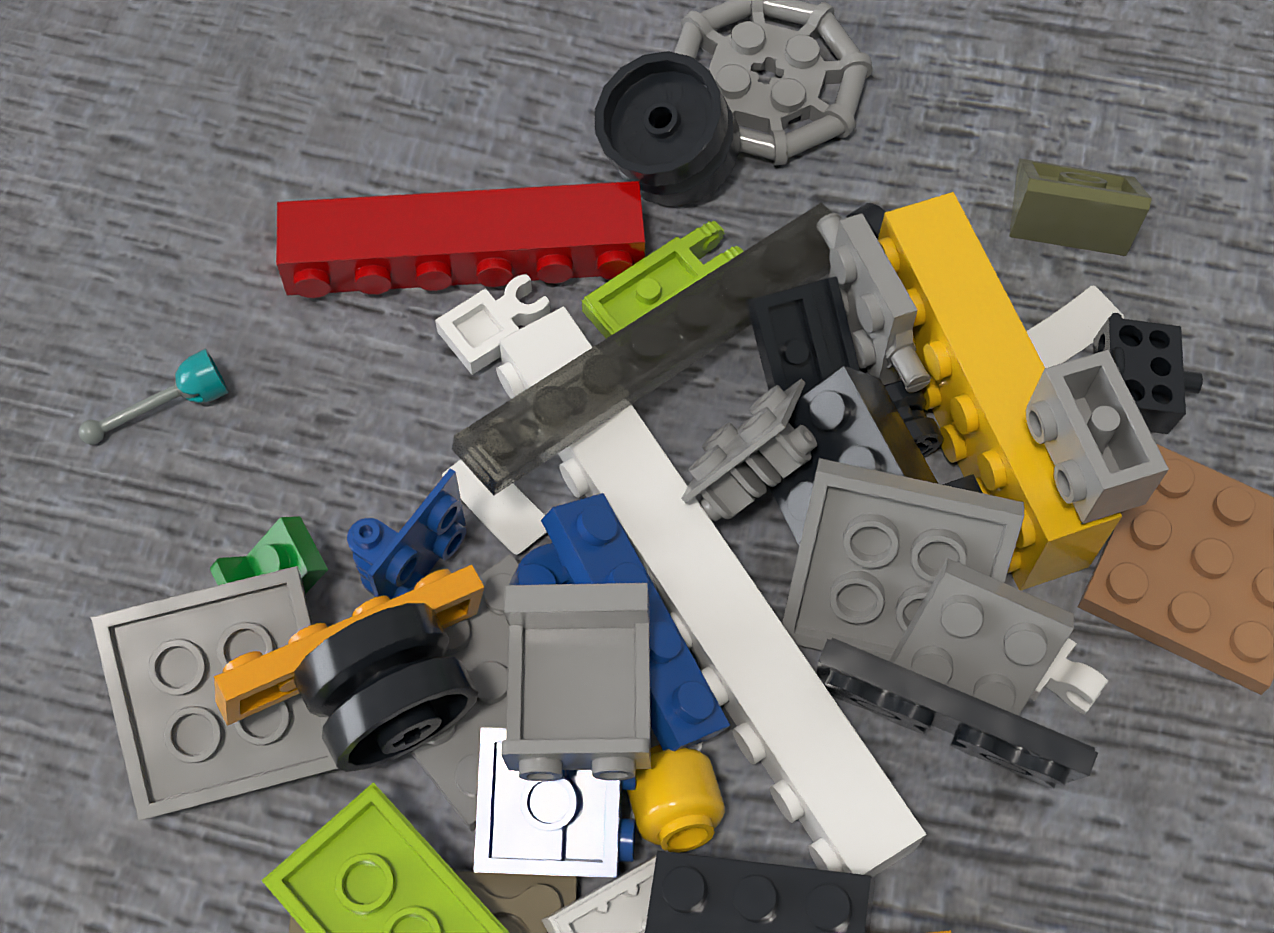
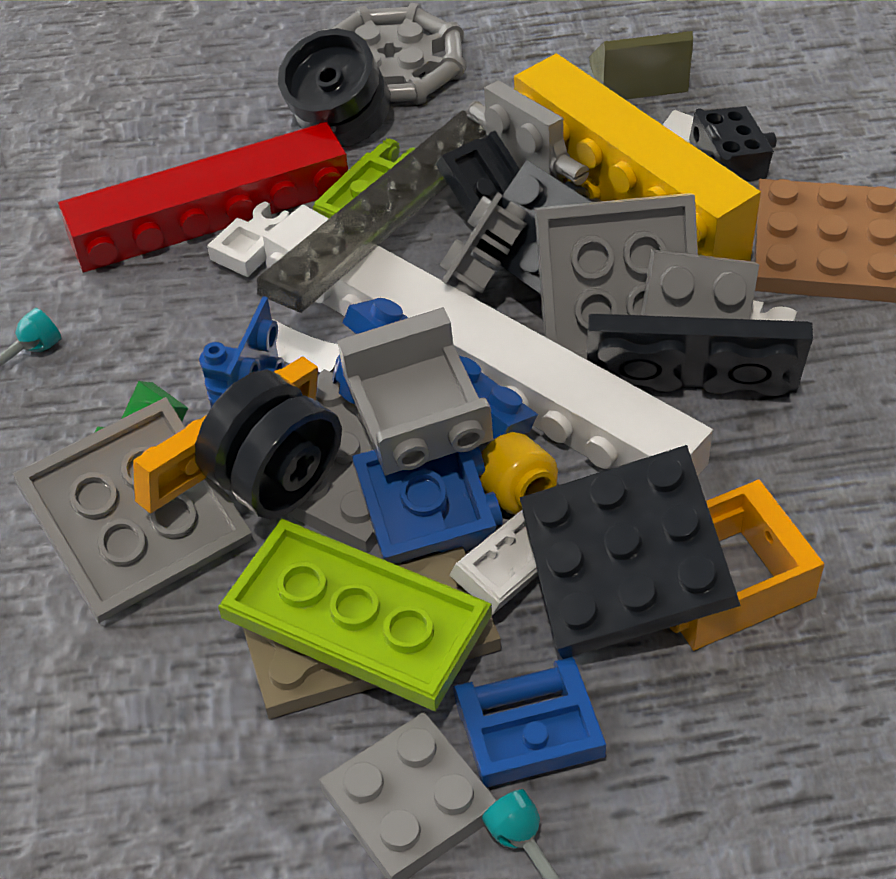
camera: 15 degrees left, 15 degrees down
(1095, 437) = (722, 137): light grey brick -> none

